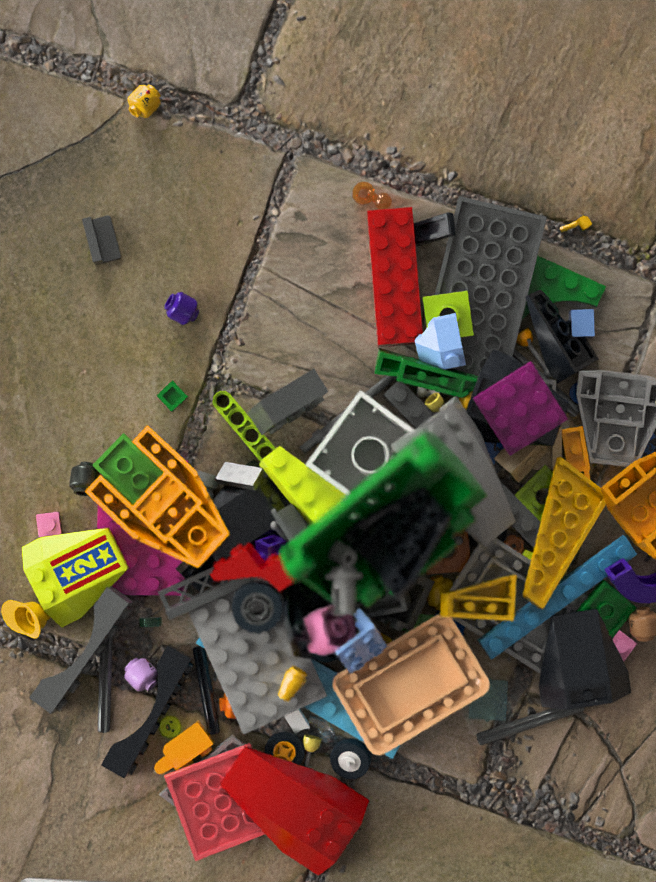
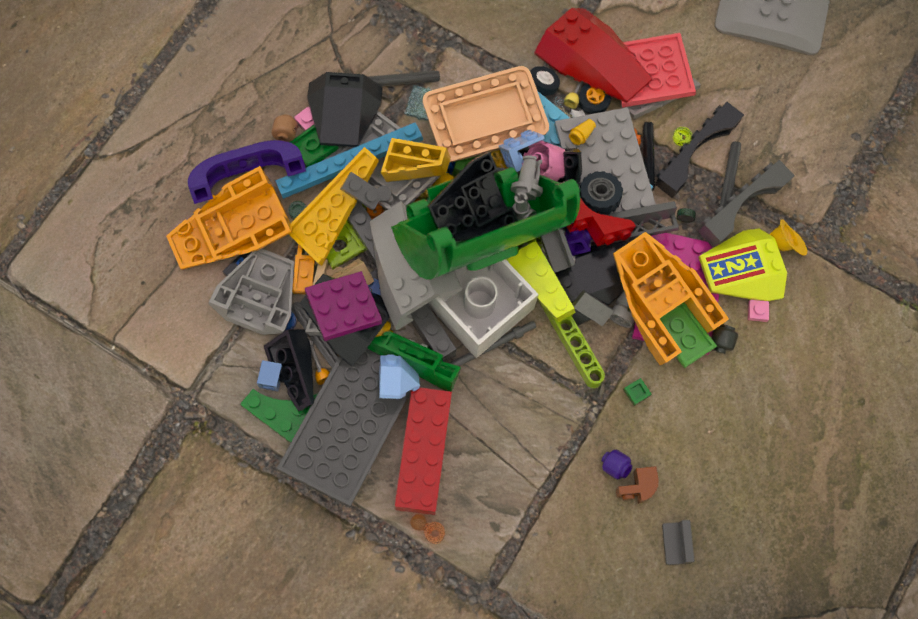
camera: 175 degrees left, 15 degrees down
(141, 674) = (700, 176): lavender head -> none
(146, 291) = (645, 485): none -> dark orange brick
(184, 748) = (673, 115): light orange hinge -> none
(288, 403) = (540, 358): dark grey brick -> none
(434, 229) = (379, 484): black tile -> none
(434, 402) = (410, 333): light yellow hinge -> none
(458, 302) = (375, 414): lime piece -> none
(529, 550) = (365, 192): none -> dark grey hinge
(584, 222) = (244, 464): yellow hand -> none
(602, 528) = (296, 208): none -> clear green tile

